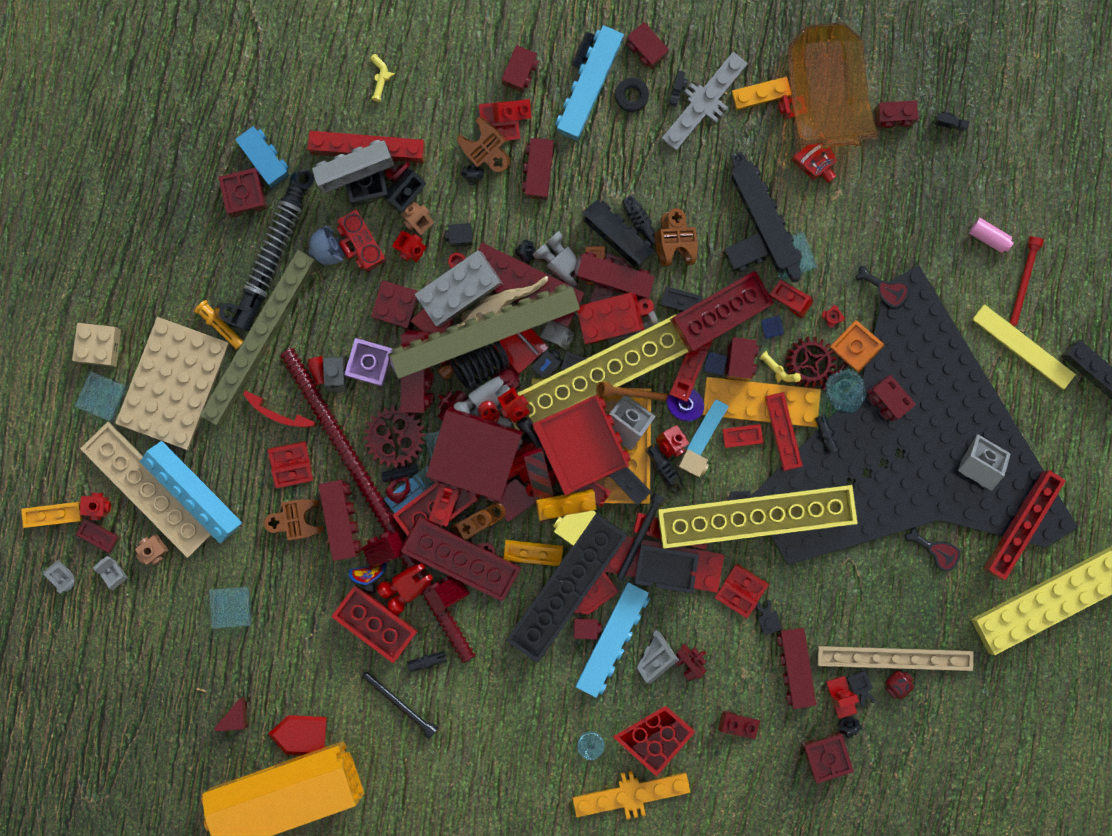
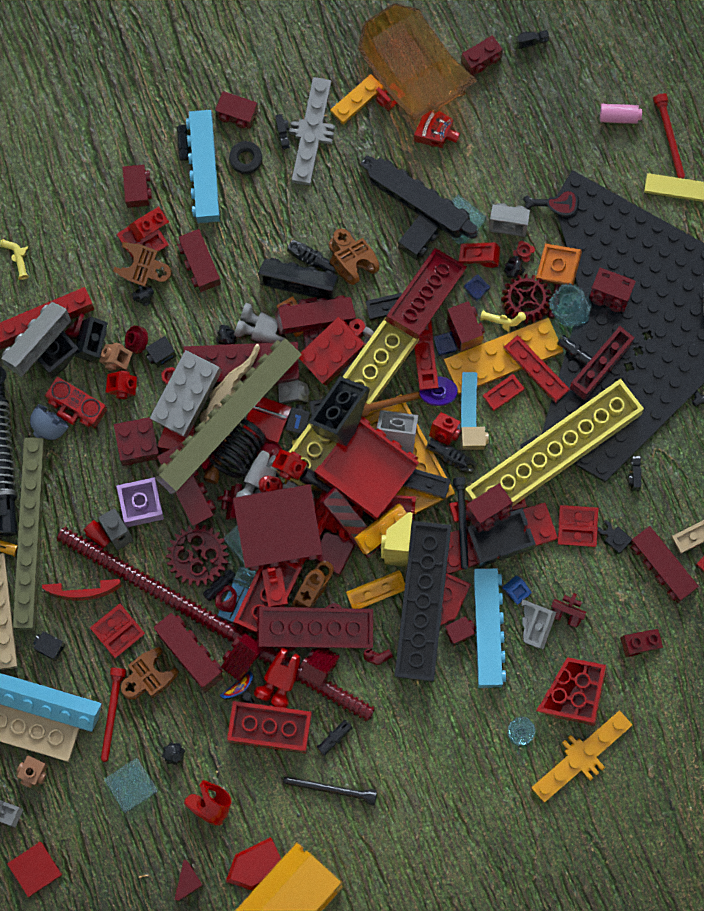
camera: 25 degrees left, 10 degrees down
(111, 634) = (34, 869): none -> red tile
(223, 446) = (48, 645): none -> black brick
(269, 505) = (117, 676): none -> red piece
(281, 599) = (173, 753): none -> black piece
(284, 664) = (210, 809): none -> red helmet
(444, 212) = (136, 339): none -> dark red plate
(501, 612) = (376, 658): none -> dark red arm
(585, 382) = (340, 411): none -> black slope
(656, 617) = (516, 589): none -> blue slope
(668, 542) = (489, 508): none -> dark red brick
(815, 326) = (514, 267): none -> black piece
(816, 576) = (634, 478): none -> black plate
(836, 281) = (509, 219): none -> light grey slope
(844, 459) = (602, 363): none -> dark red brick

